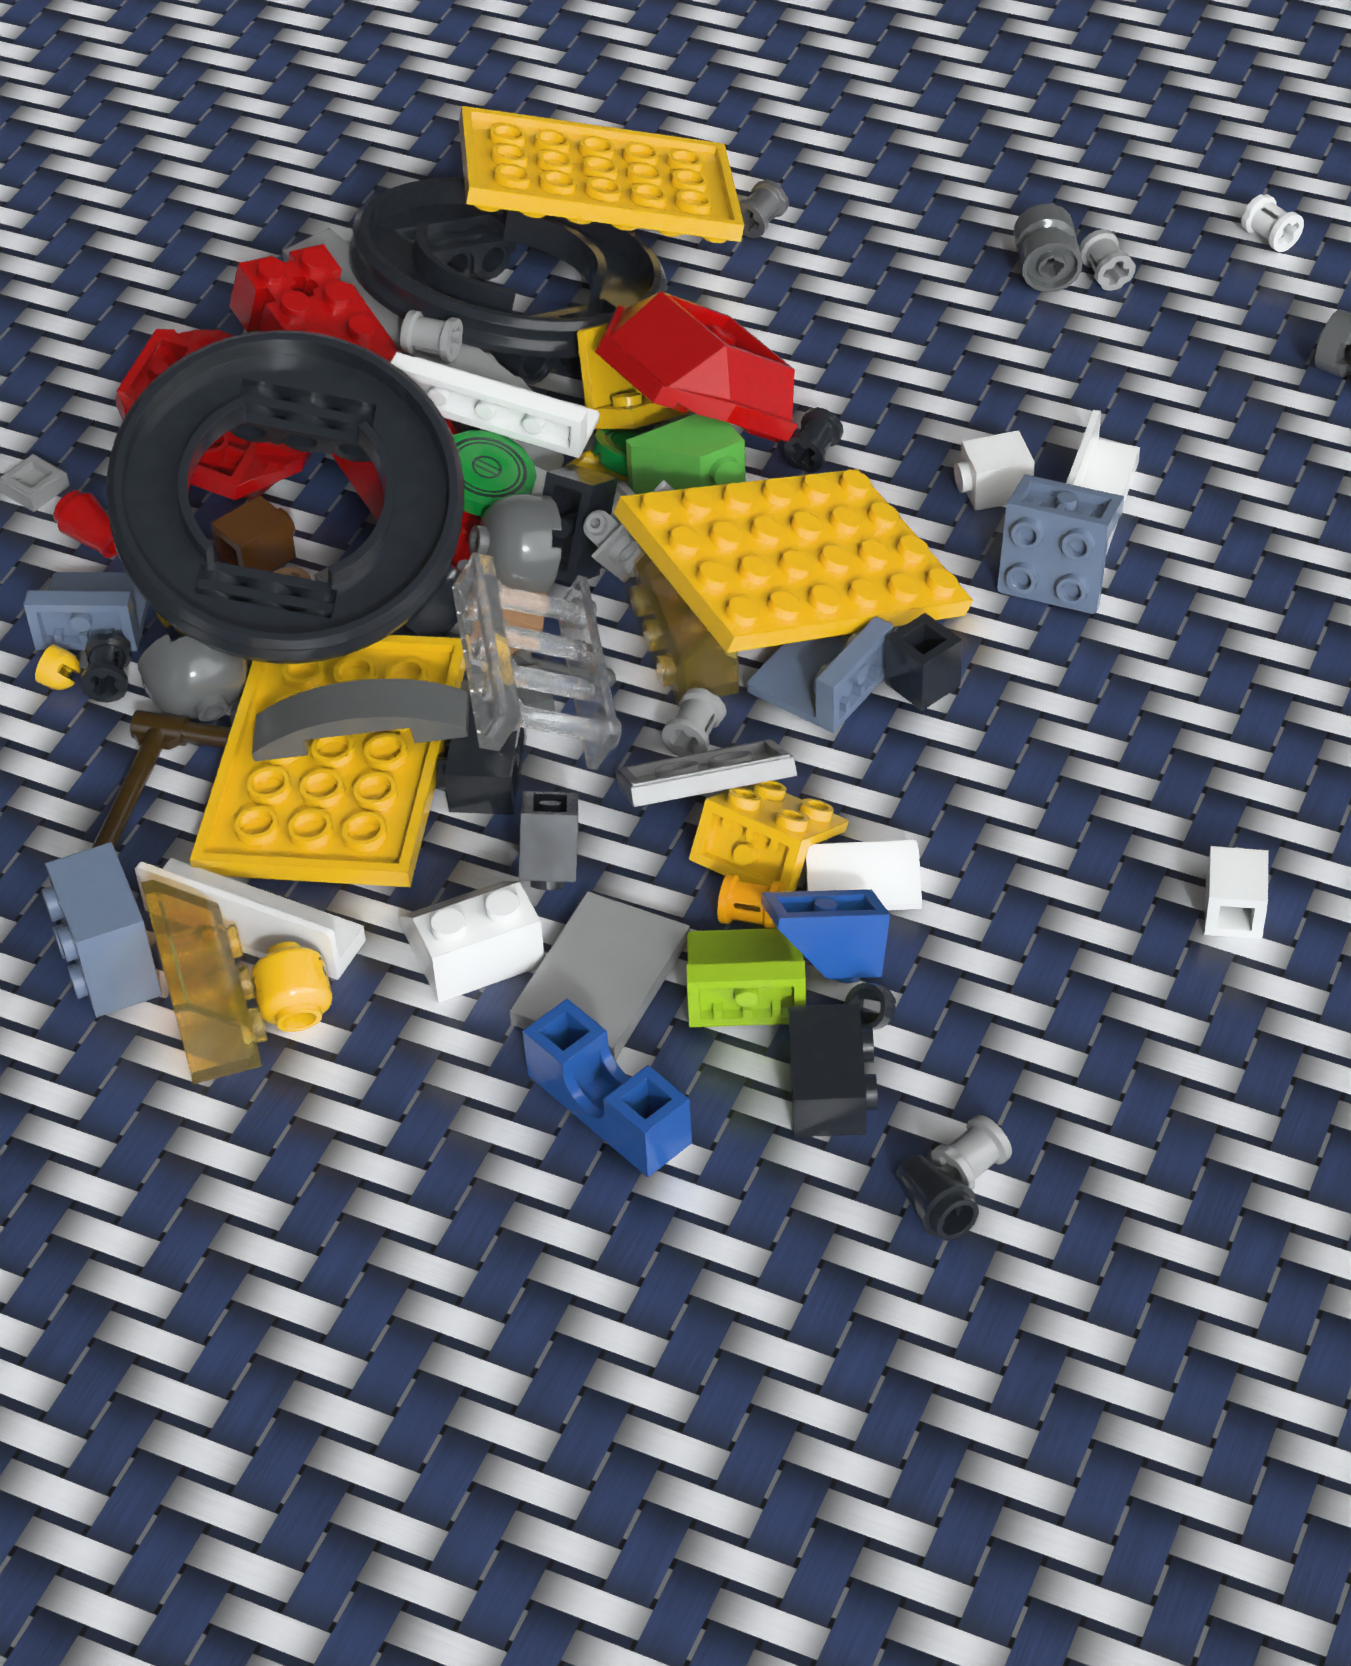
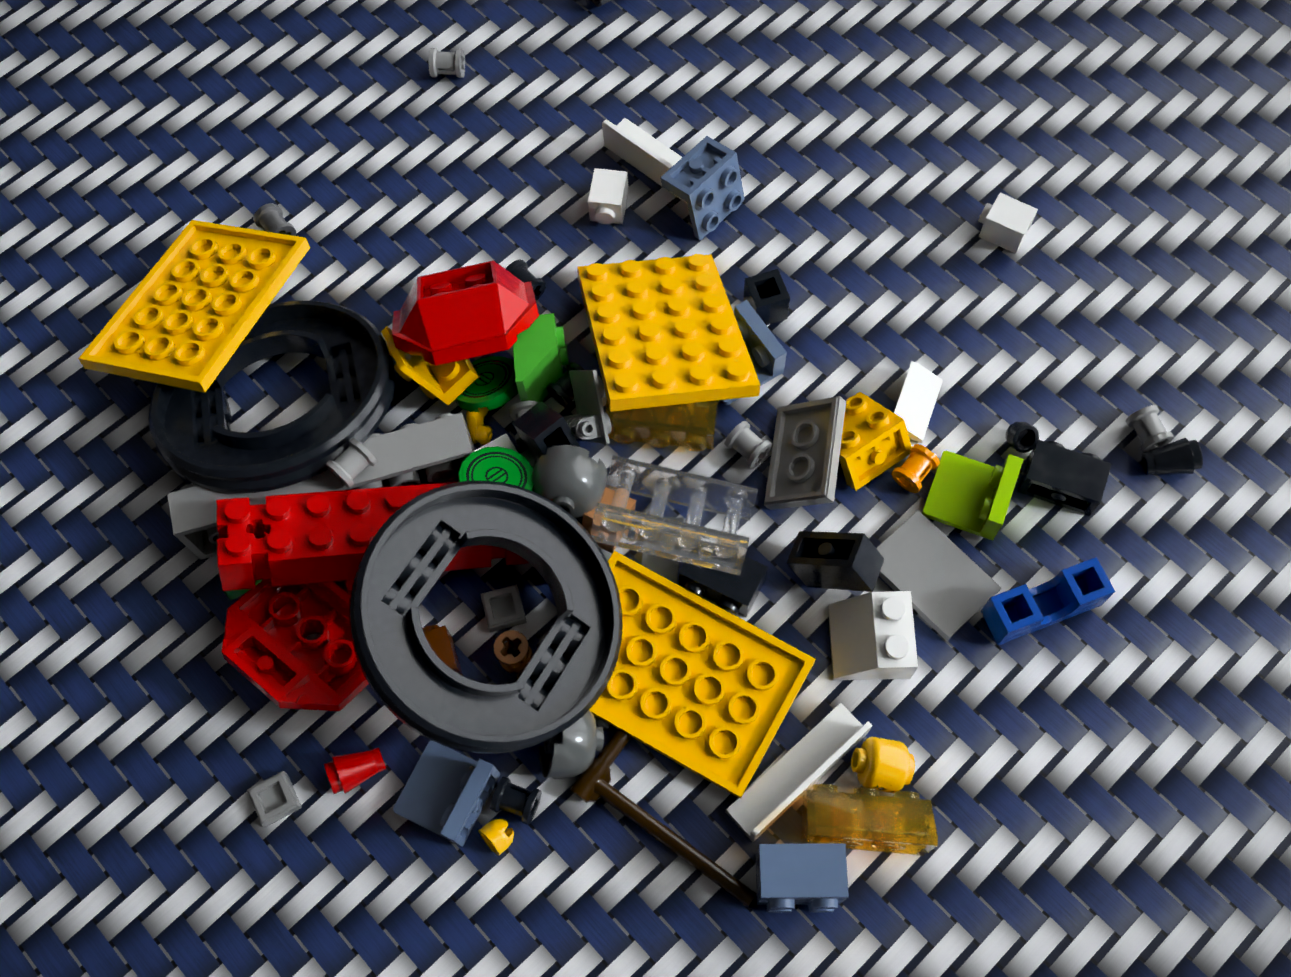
camera: 65 degrees left, 20 degrees up
(360, 707) = (673, 644): dark grey slope -> none
(502, 406) = (443, 447): white panel -> none
(834, 929) = (973, 428): blue slope -> none
(1047, 248) = (417, 86): dark grey wheel -> none

